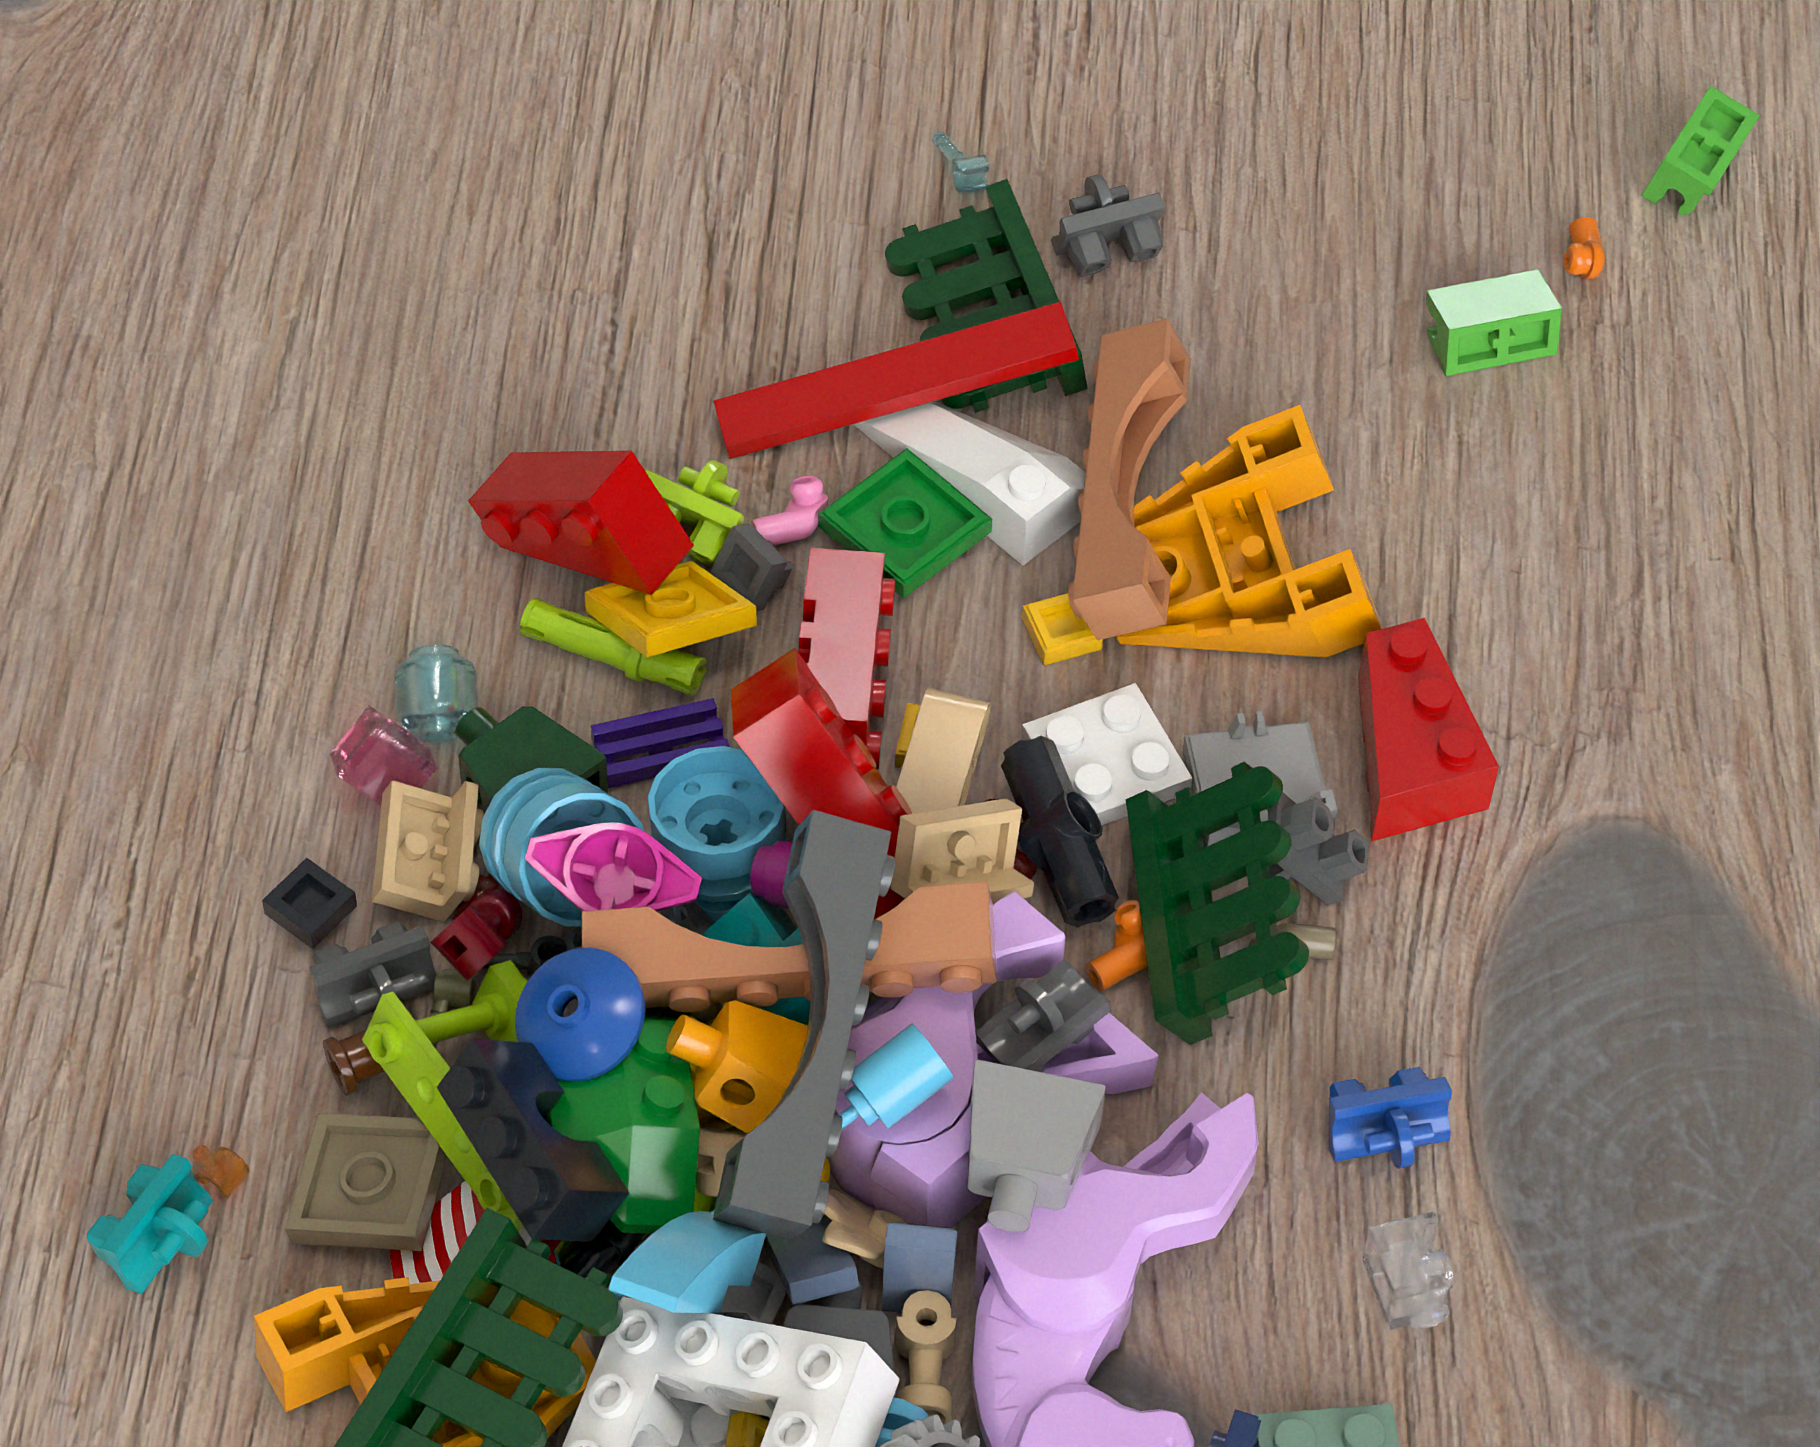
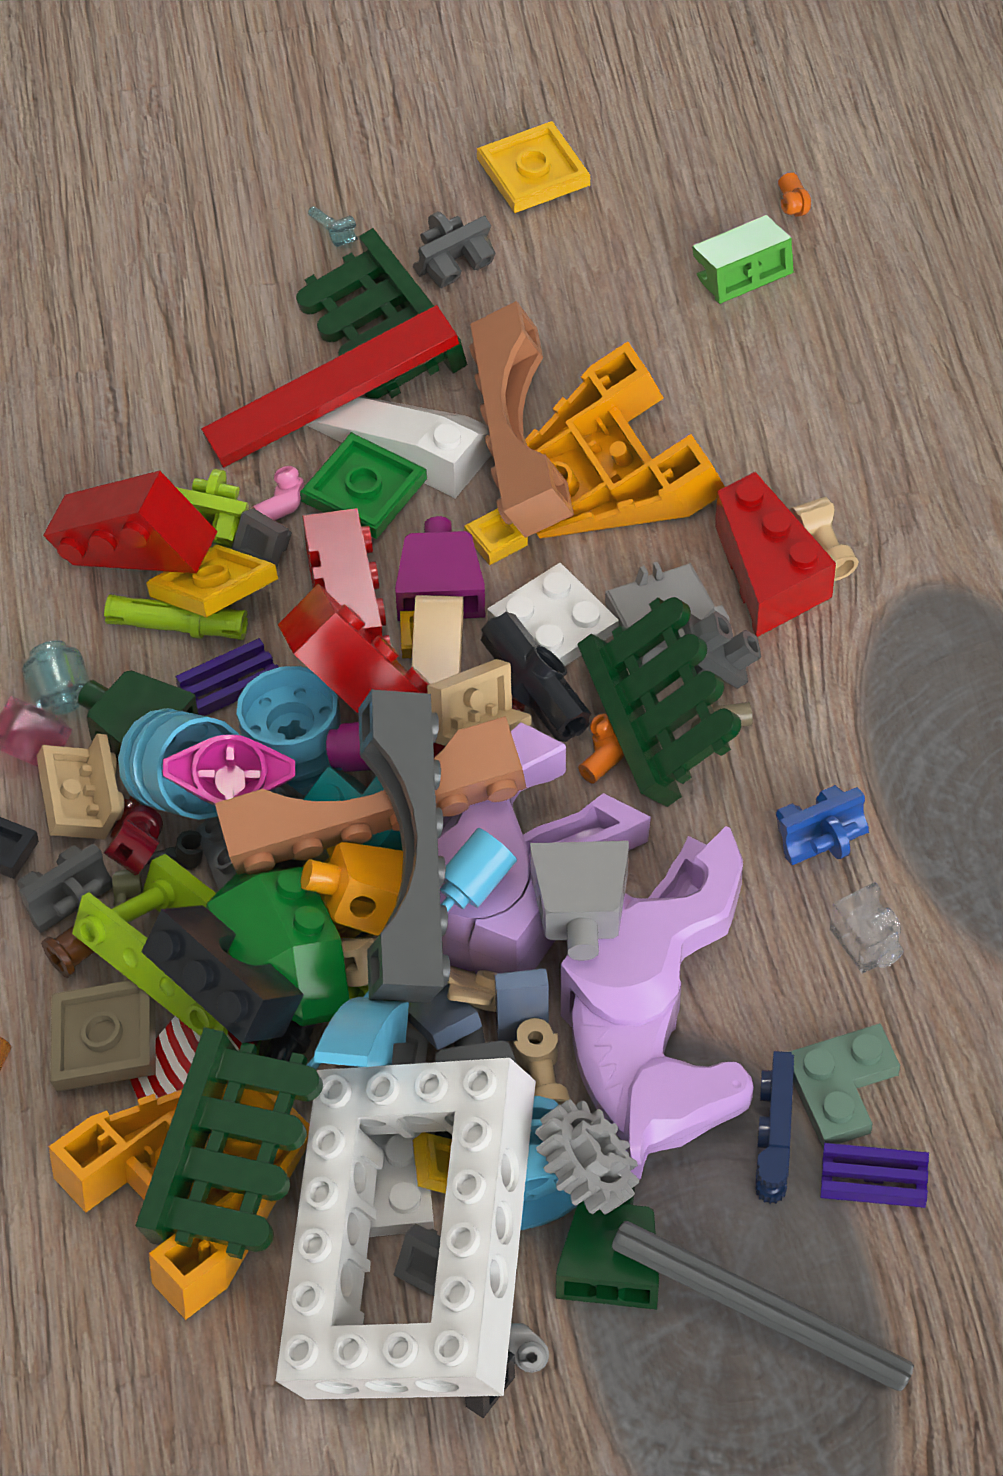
camera: 10 degrees left, 0 degrees up
(601, 1027) = (251, 883): blue dish -> none
(973, 654) = (440, 565): none -> magenta torso
(1043, 1019) = (564, 807): dark grey hips -> none
(1246, 138) = (533, 167): none -> yellow plate
(1493, 704) = (818, 520): none -> tan leg
(1702, 150) = (857, 110): bright green hinge -> none

